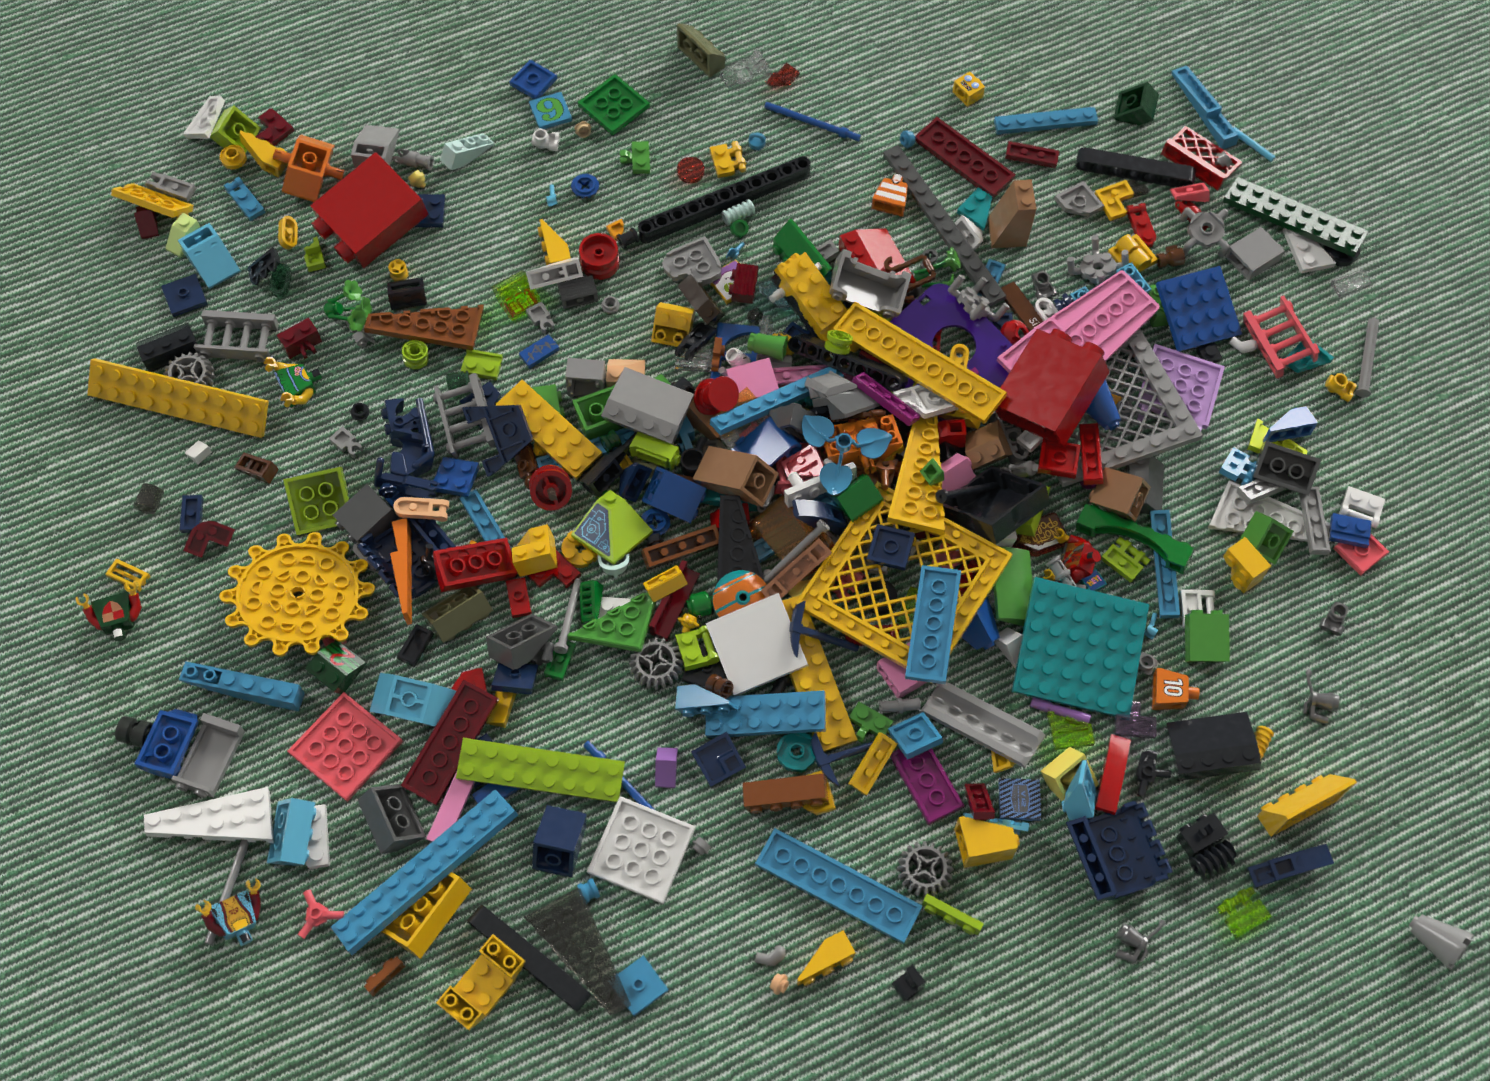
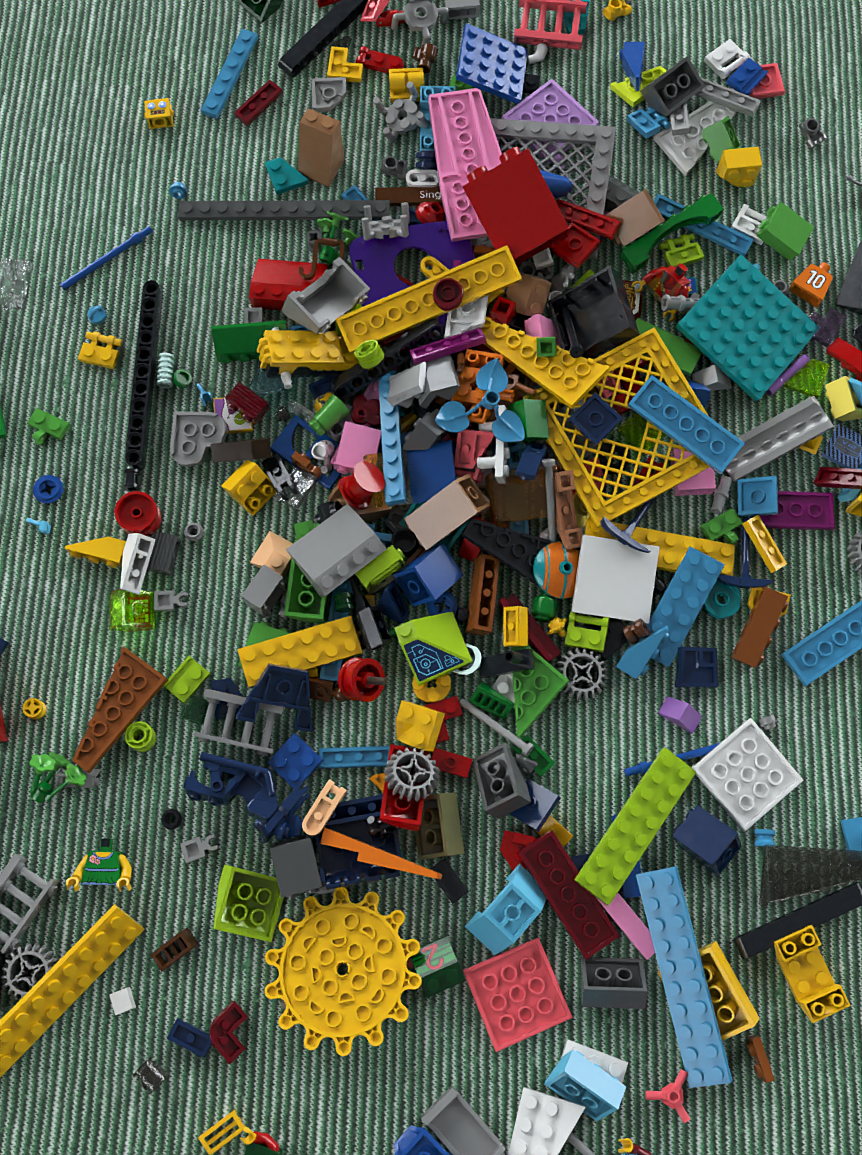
camera: 60 degrees left, 10 degrees up
(244, 686) = (407, 1068): dark azure slope -> none
(299, 338) = (55, 841): dark red brick -> none
(407, 296) = (71, 714): black tile -> none
(488, 554) = (397, 774): none -> light grey gear
(539, 351) = (204, 620): blue tile -> none
(615, 228) = (114, 486): light orange tile -> none
(628, 593) = (506, 663): none -> black piece
(695, 165) = (87, 381): clear red piece -> none
(784, 77) = (41, 254): clear red slope -> none
(795, 371) = (368, 409): none -> dark red plate
(891, 196) = (230, 235): orange torso -> none
(929, 370) = (448, 294): none -> dark red piece
(964, 157) = (226, 156): dark red plate -> none
(970, 231) = (305, 193): white slope -> none

